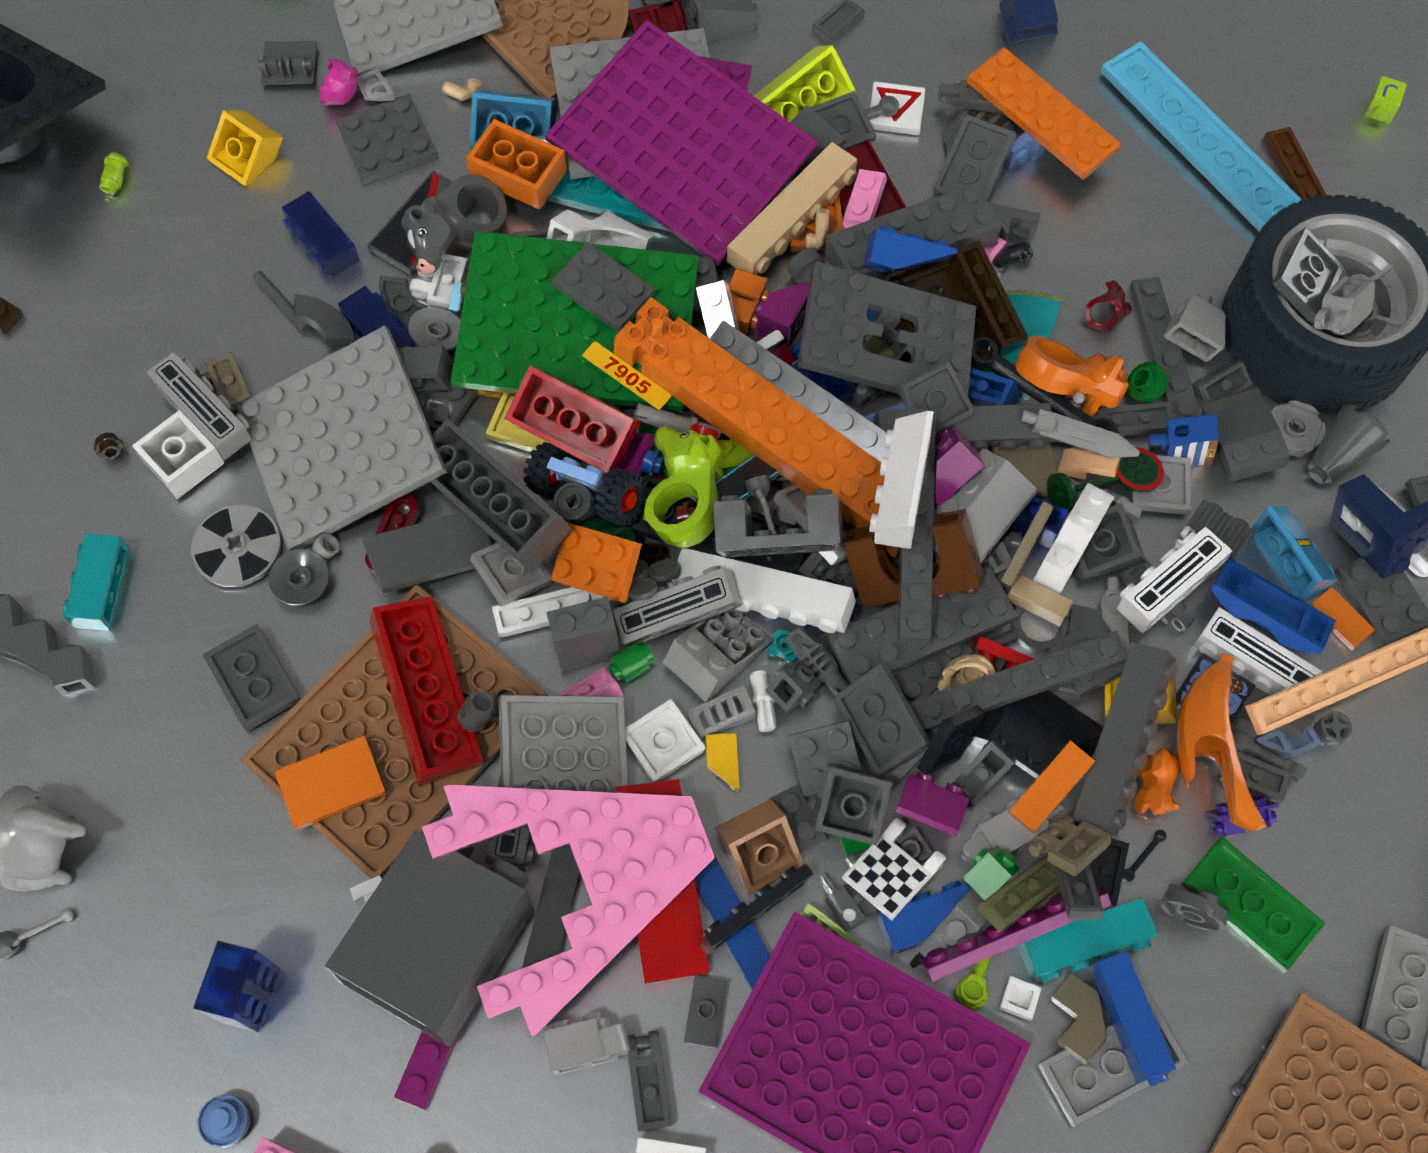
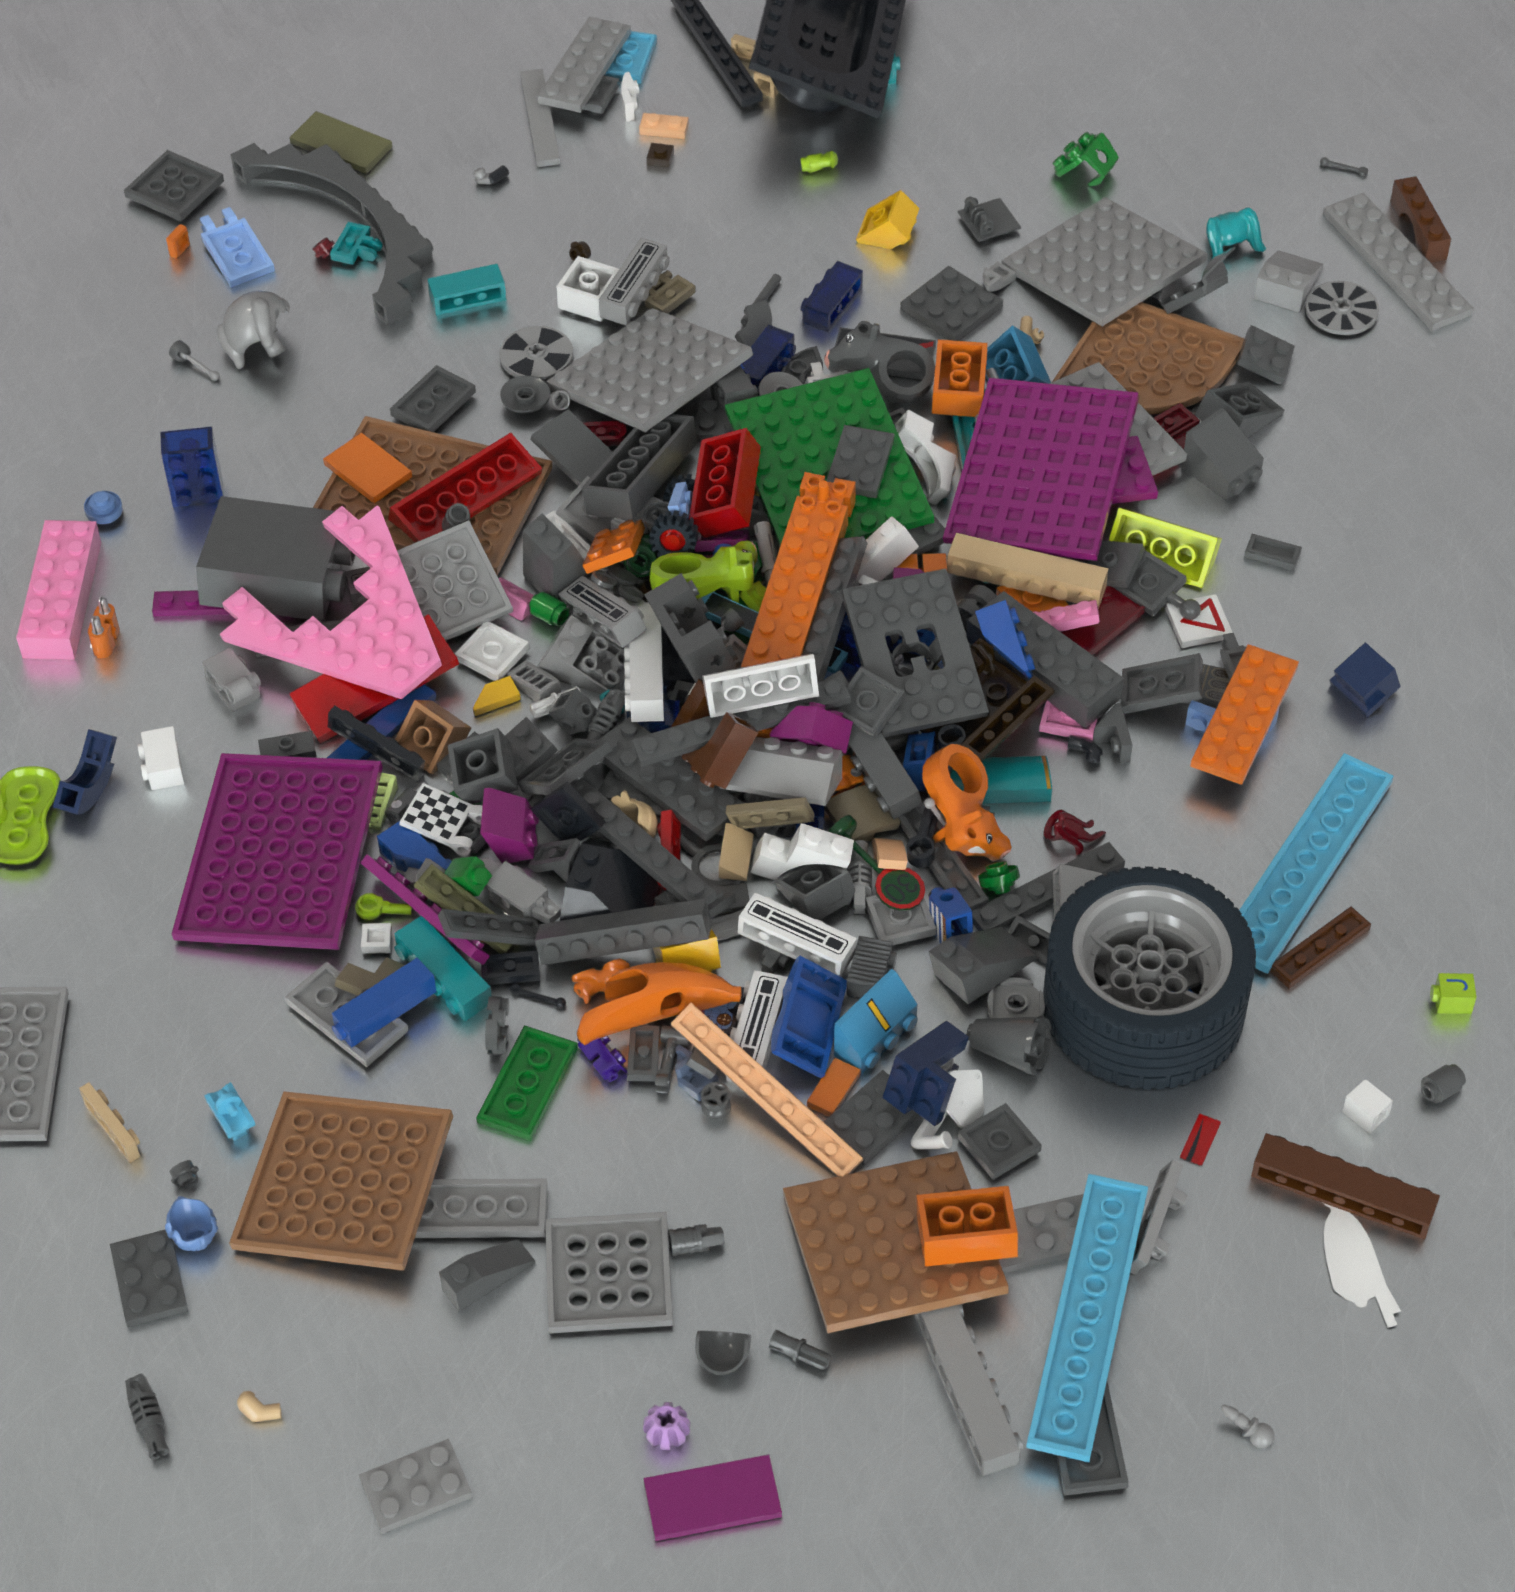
camera: 70 degrees right, 15 degrees down
(338, 84) = (979, 250): dark pink hair -> none
(626, 375) = (791, 492): yellow sticker -> none
(648, 1083) = (220, 728): dark grey plate -> none
(704, 430) = (762, 571): red tile -> none
(821, 230) = (1023, 594): tan arm -> none
(1051, 787) = (557, 893): orange tile -> none
(1076, 849) = (510, 917): dark tan plate -> none
(1079, 434) = (899, 821): light grey piece -> none
(1307, 274) = (1135, 913): dark grey plate -> none
(1345, 305) = (1115, 946): light grey hinge -> none

